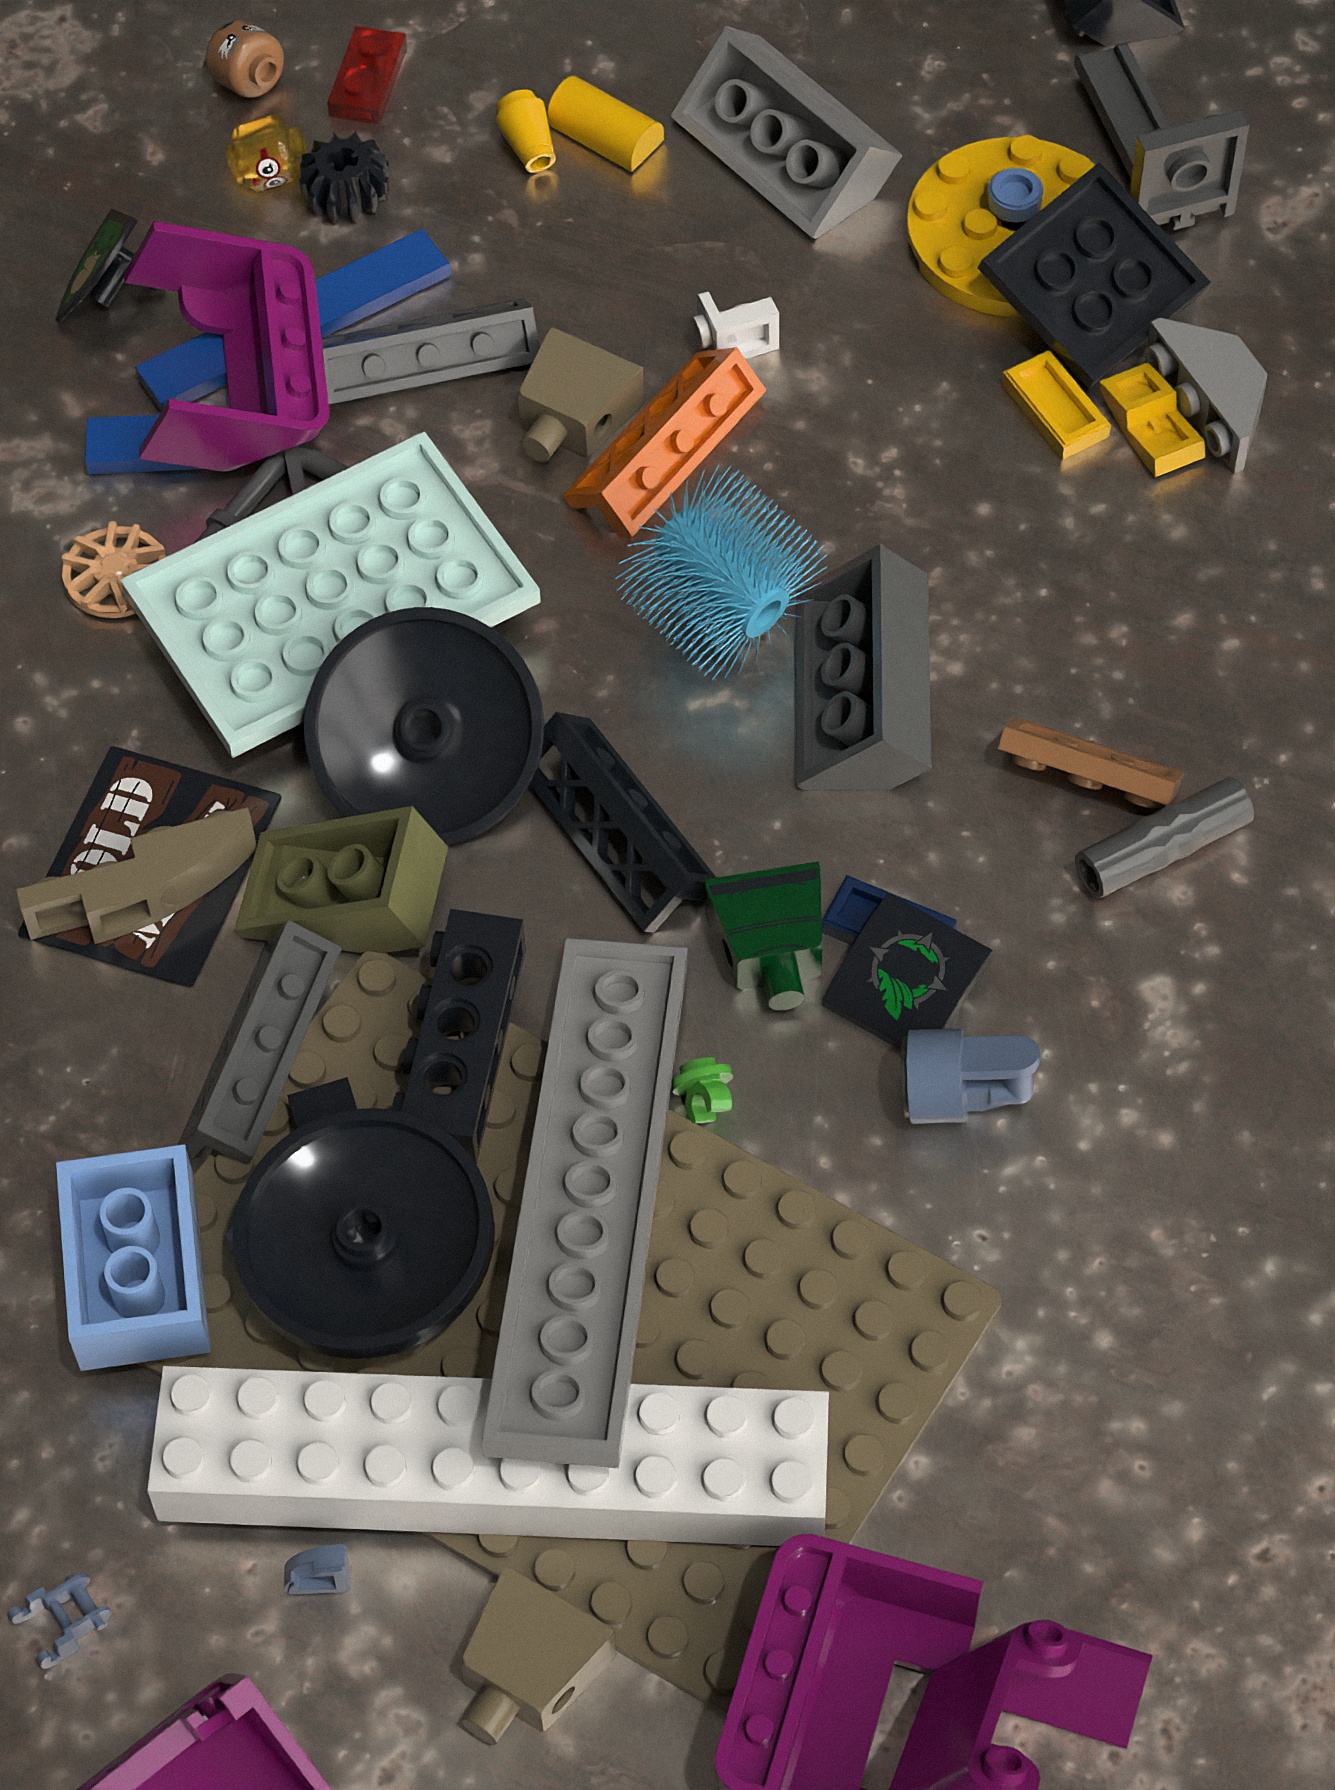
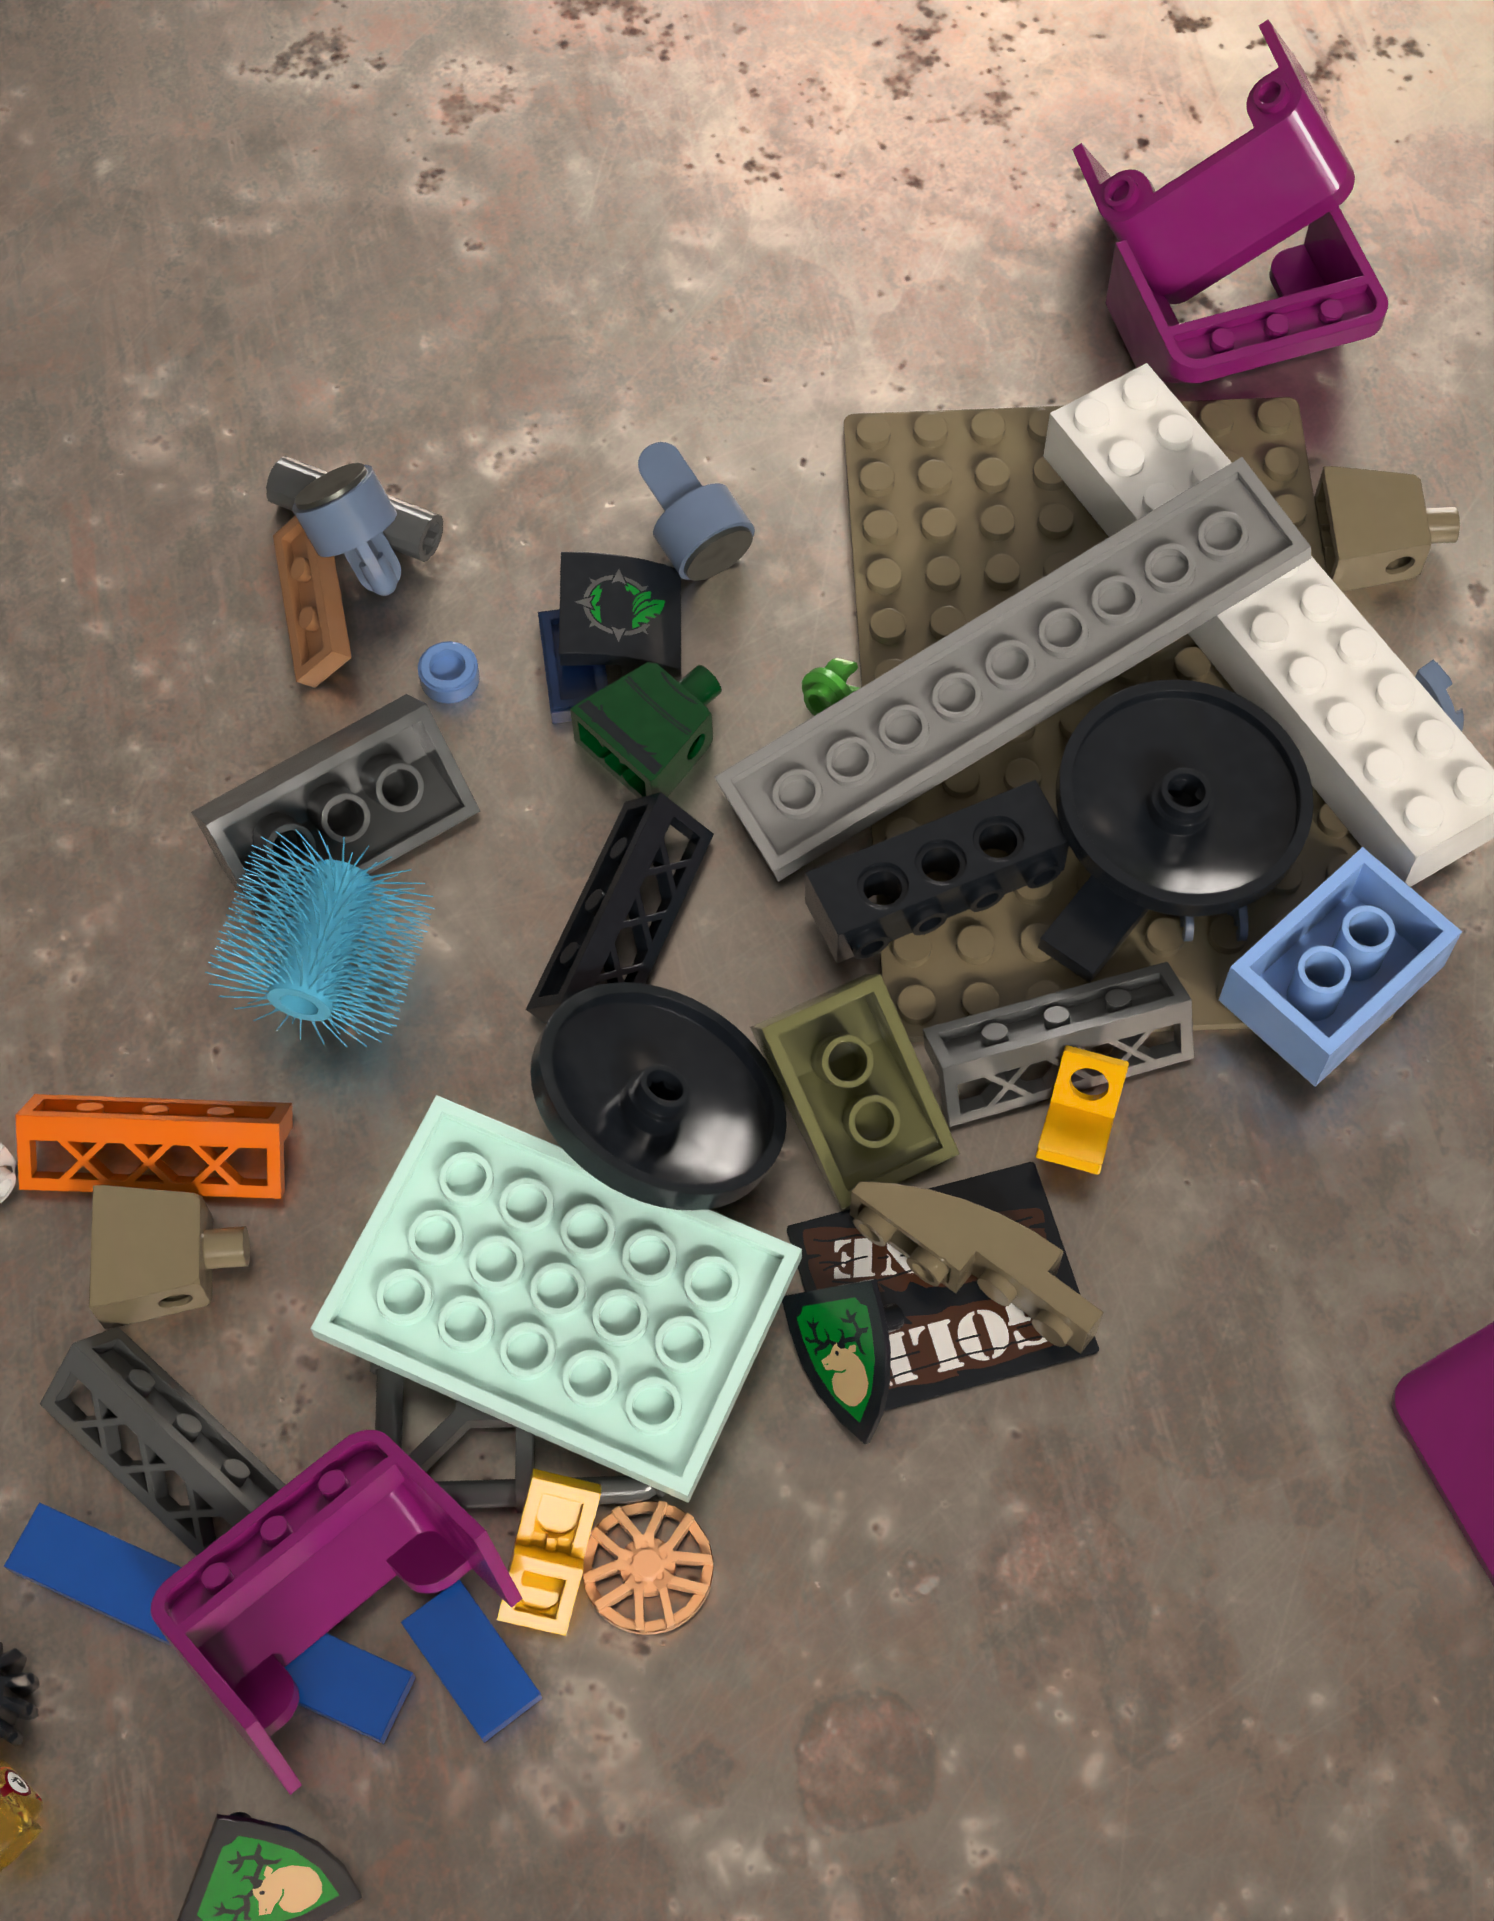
camera: 125 degrees left, 5 degrees up
(148, 771) = (846, 1349): none -> shield
(168, 510) = (550, 1550): none -> yellow slope
(180, 1012) = (1081, 1123): none -> yellow bracket
(948, 831) = (448, 672): none -> medium blue tile
(1120, 782) = (348, 515): none -> sand blue piece

